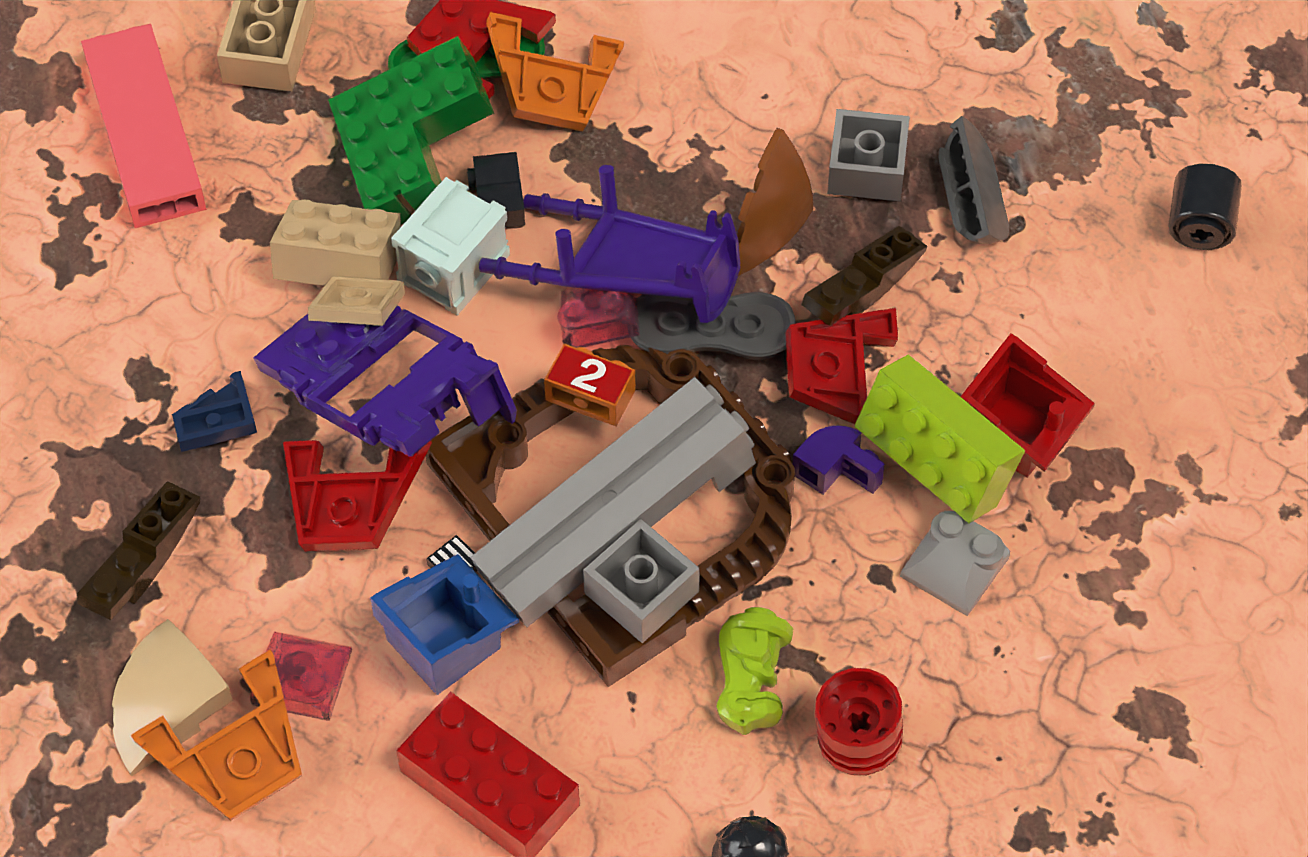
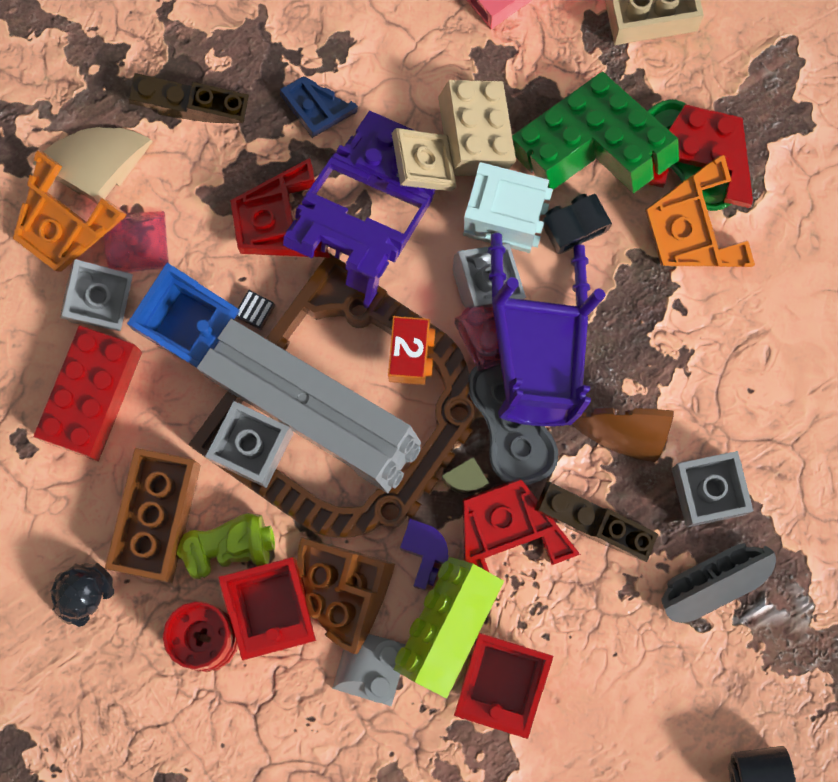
camera: 75 degrees right, 20 degrees up
(356, 736) = (96, 295): none -> light grey slope
(523, 307) = (471, 276): none -> light grey slope
(683, 739) = (153, 515): none -> dark orange brick
(763, 390) = (466, 478): none -> olive brick
(850, 624) = (267, 608): none -> red piece
(851, 562) = (343, 590): none -> dark orange brick

